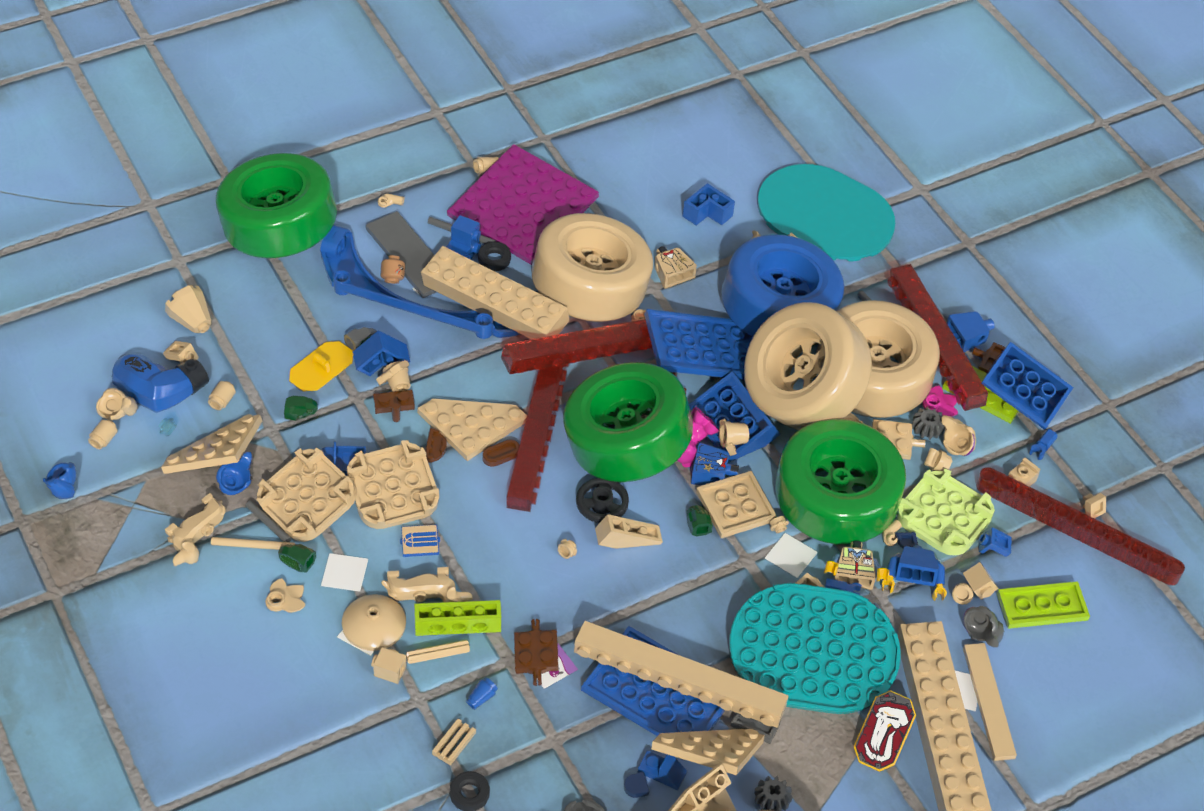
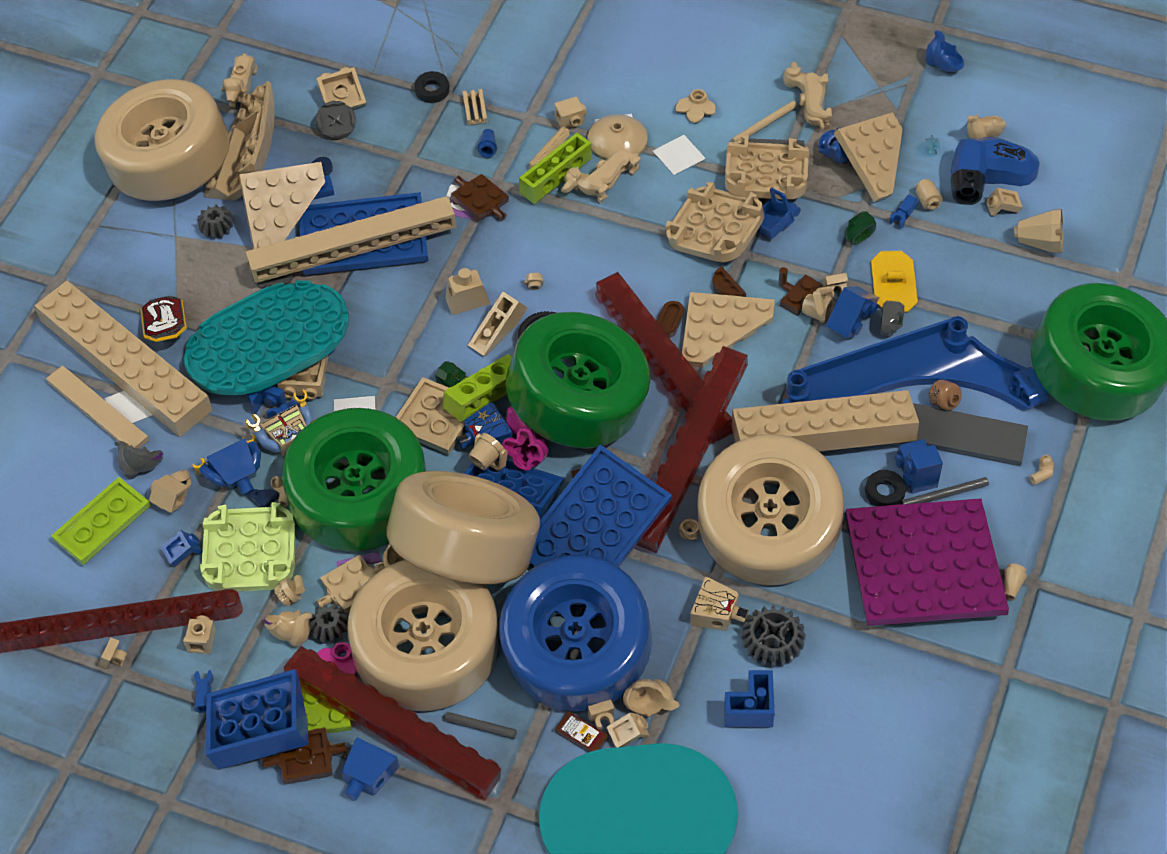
camera: 145 degrees right, 5 degrees up
(102, 434) = (966, 105): tan brick -> none
(252, 400) = (904, 210): none -> blue bar
(297, 557) = (719, 130): dark green rock -> none
(363, 387) = (838, 280): none -> tan tile
(420, 540) = (652, 212): piece -> none
(630, 570) = (465, 292): none -> tan torso
(668, 229) = (771, 644): none -> dark grey gear
(679, 480) = (477, 390): none -> lime brick

